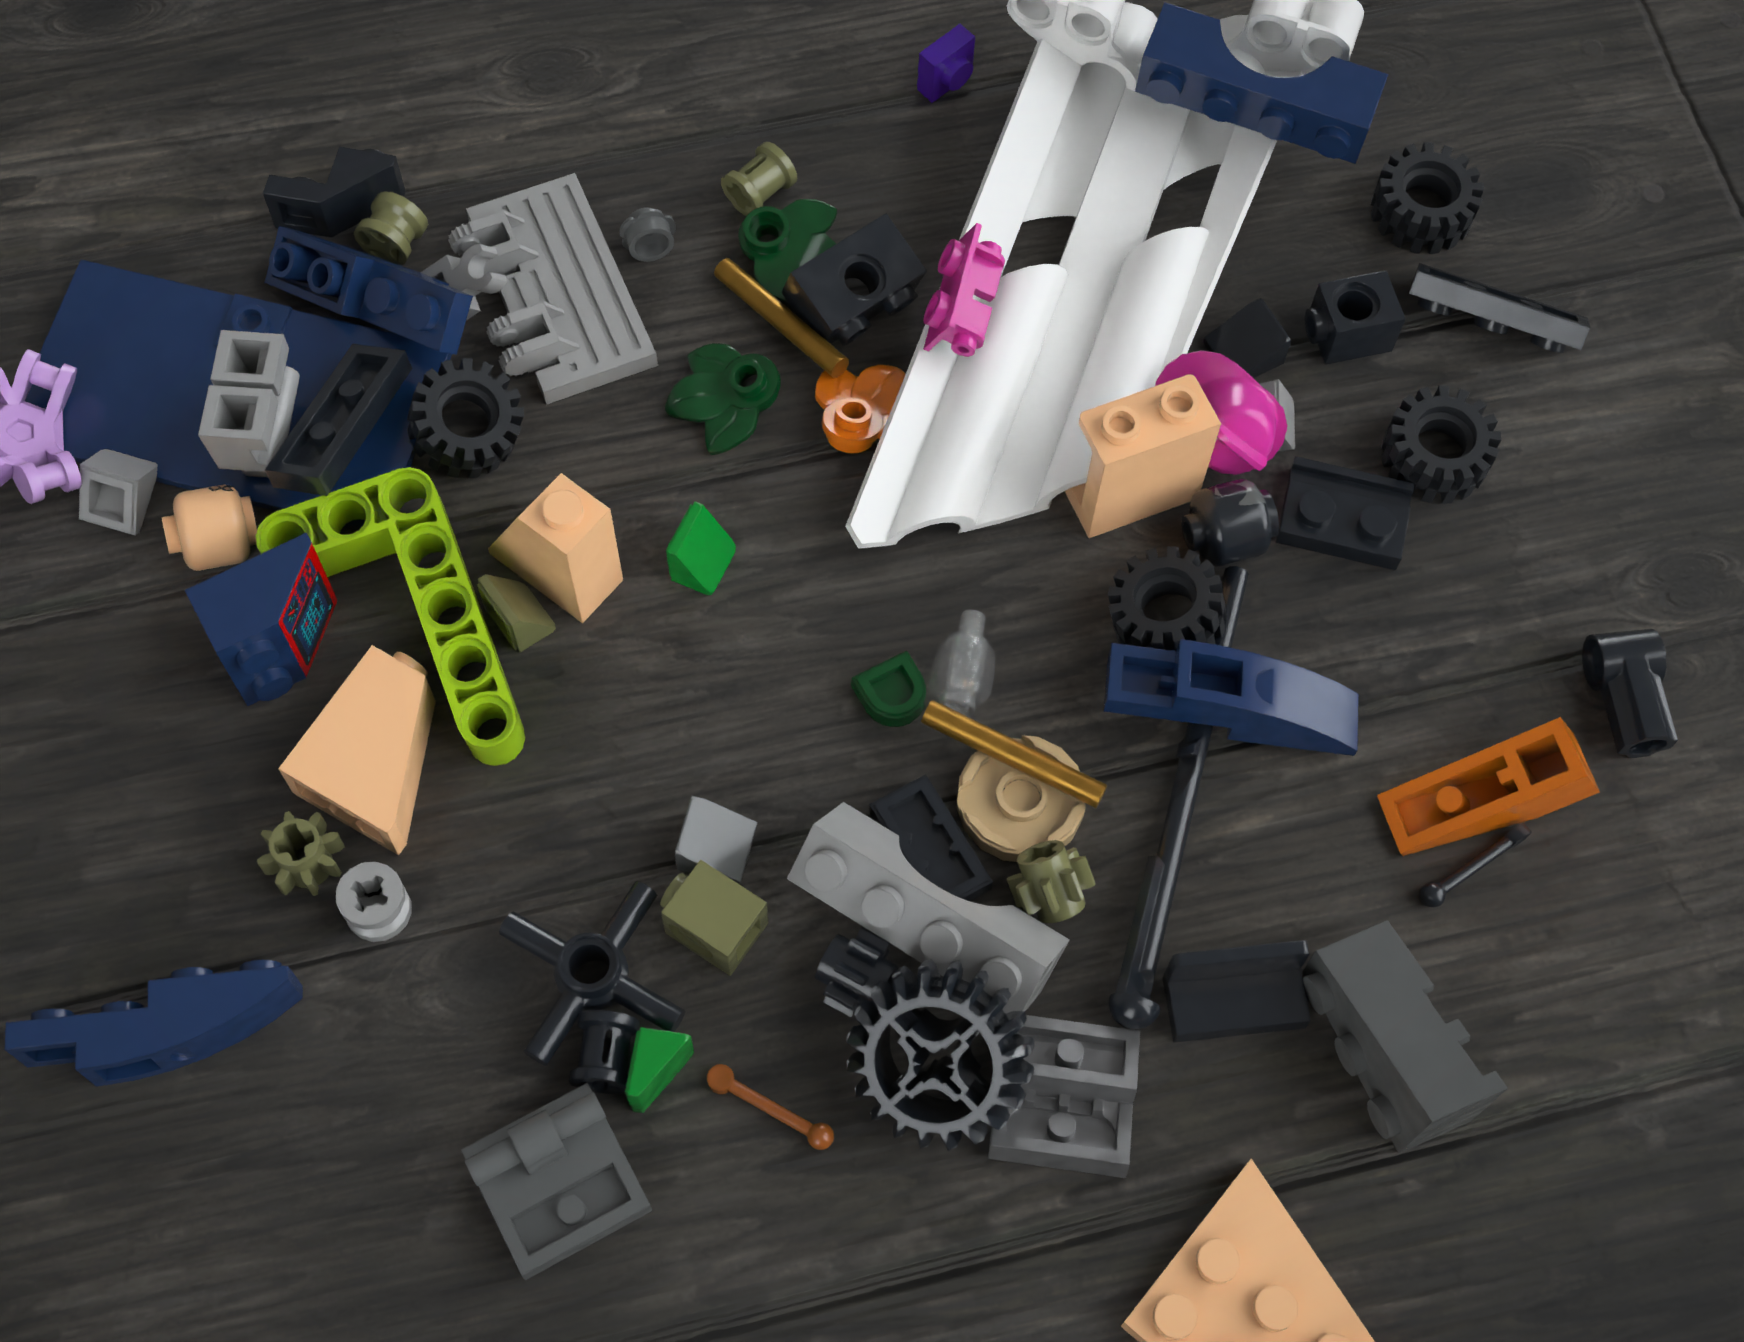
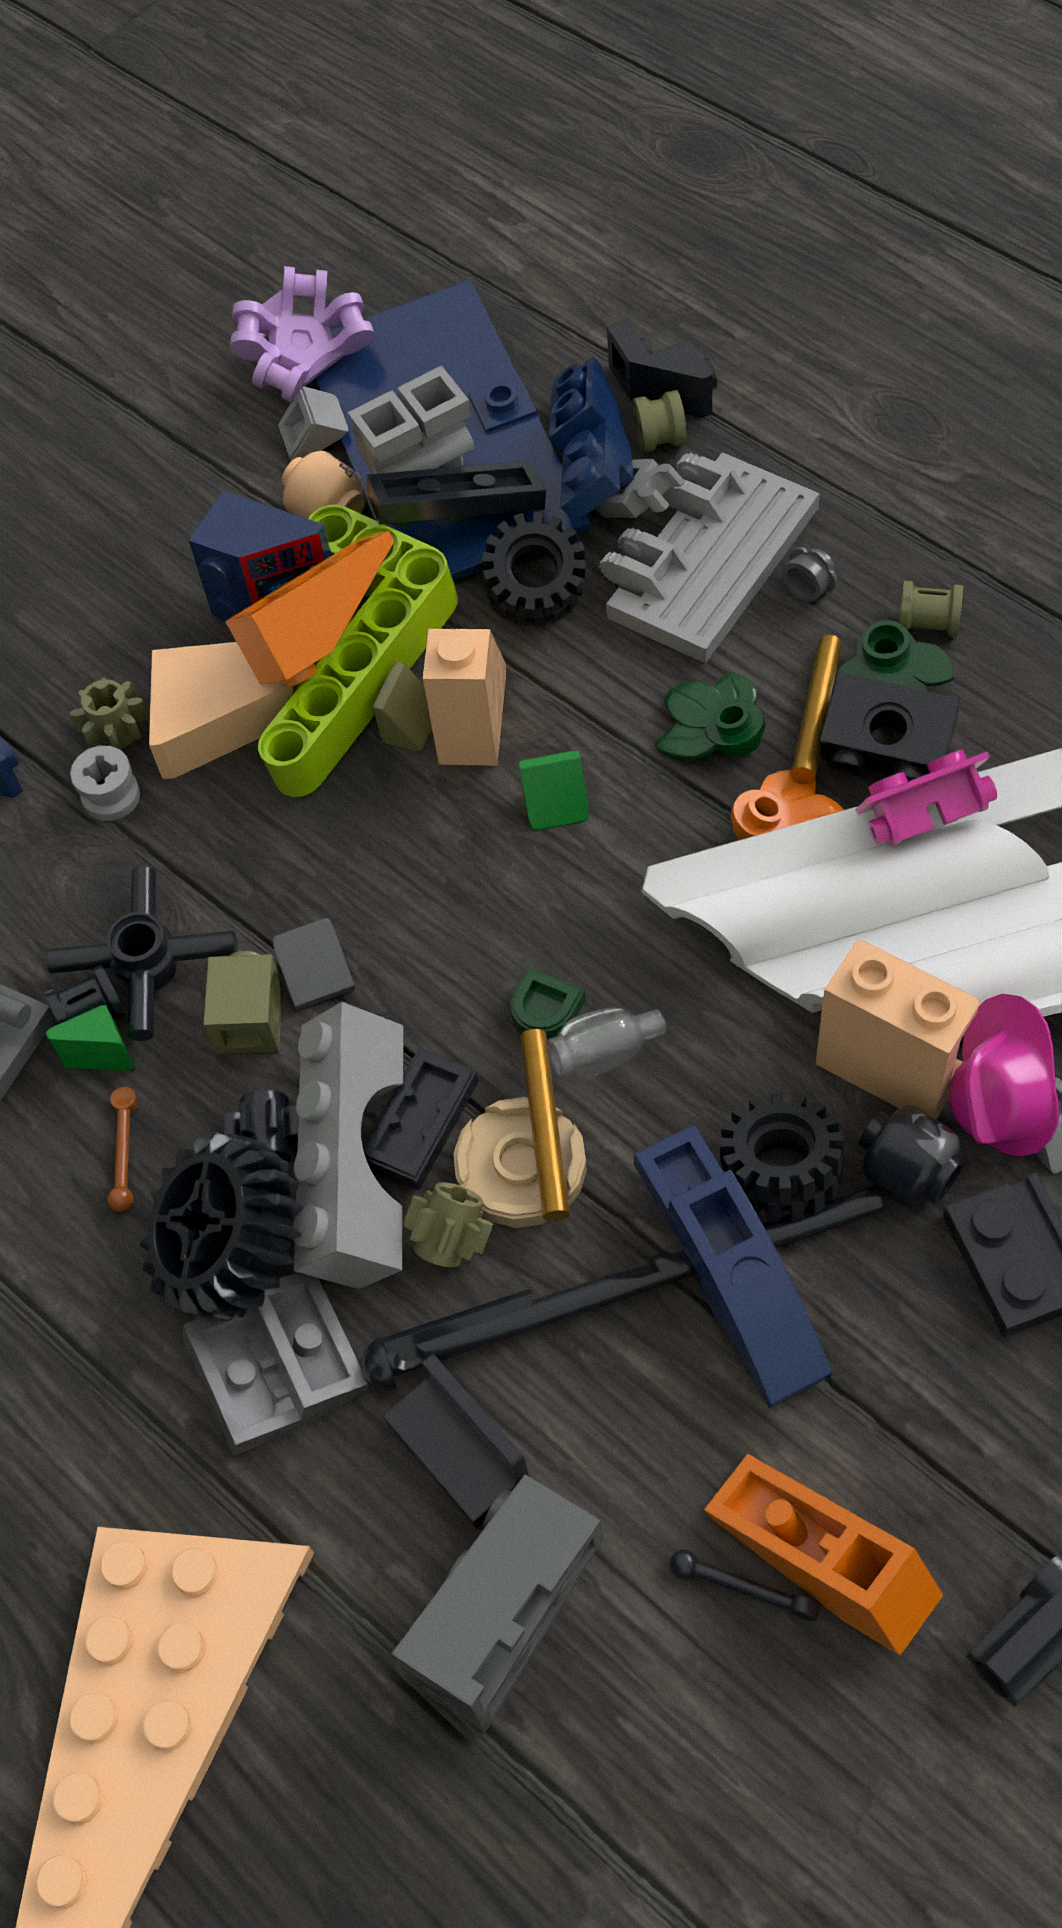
camera: 65 degrees right, 5 degrees down
(384, 605) = (308, 614): none -> orange slope

